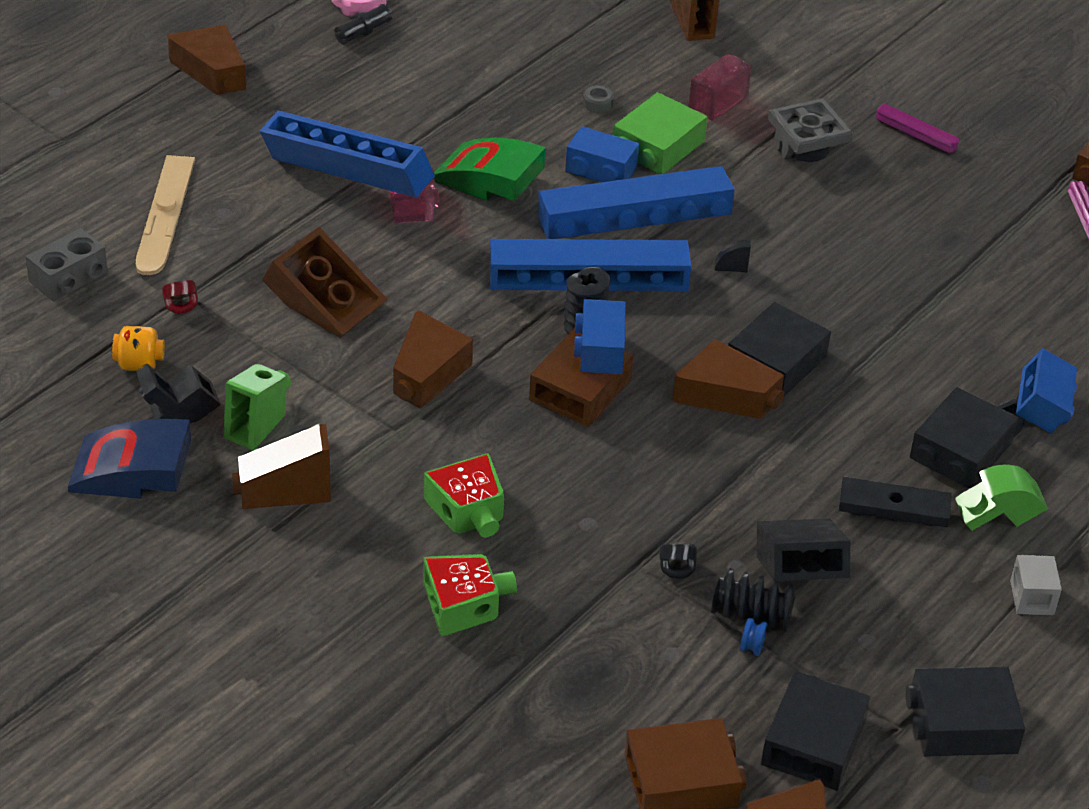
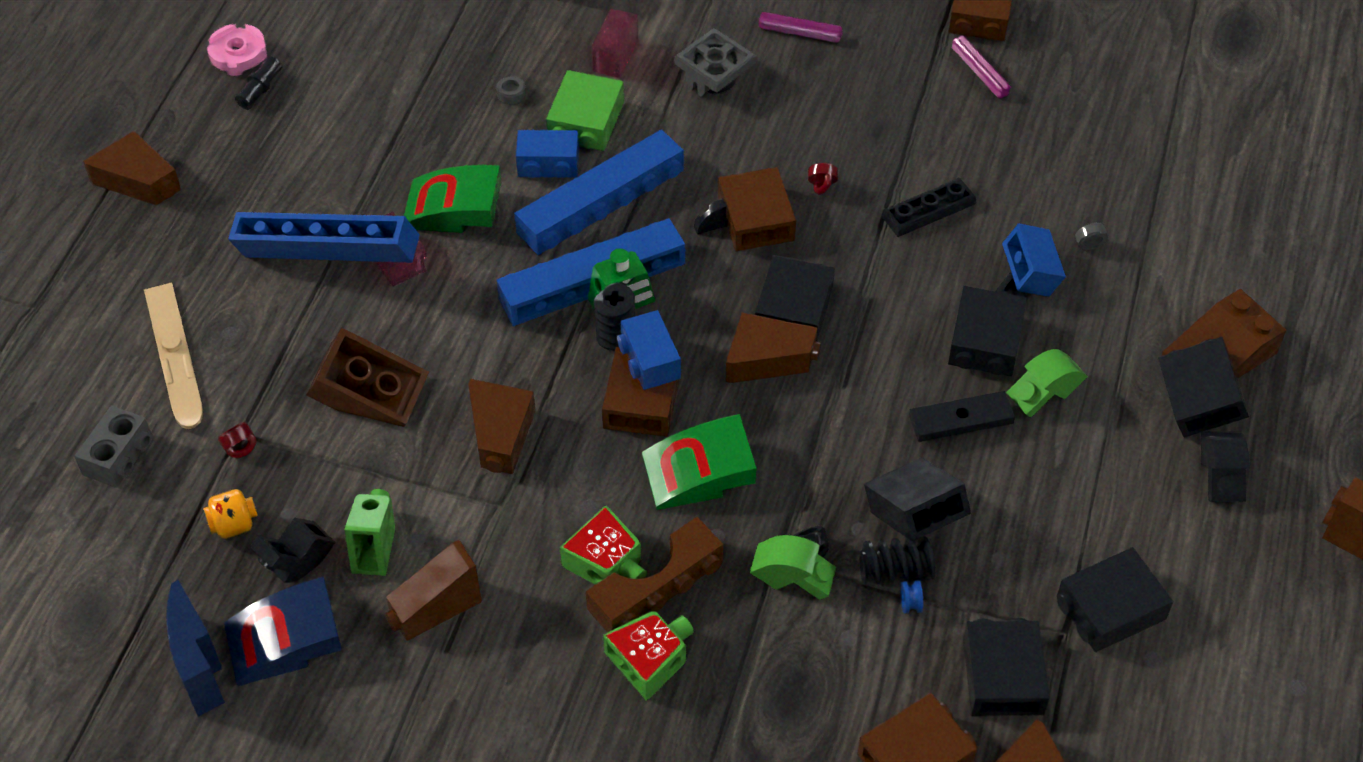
camera: 20 degrees left, 10 degrees up
(37, 441) = (192, 651): none -> dark blue slope
(549, 529) = (624, 599): none -> reddish brown arch
(604, 454) = (699, 463): none -> green slope
(622, 272) = (625, 269): none -> green torso
(648, 561) = (793, 560): none -> bright green brick
(783, 263) = (757, 209): none -> reddish brown brick
(866, 256) = (822, 176): none -> dark red tile
(965, 317) = (928, 207): none -> black tile
(1035, 585) = (1110, 453): light grey brick -> none

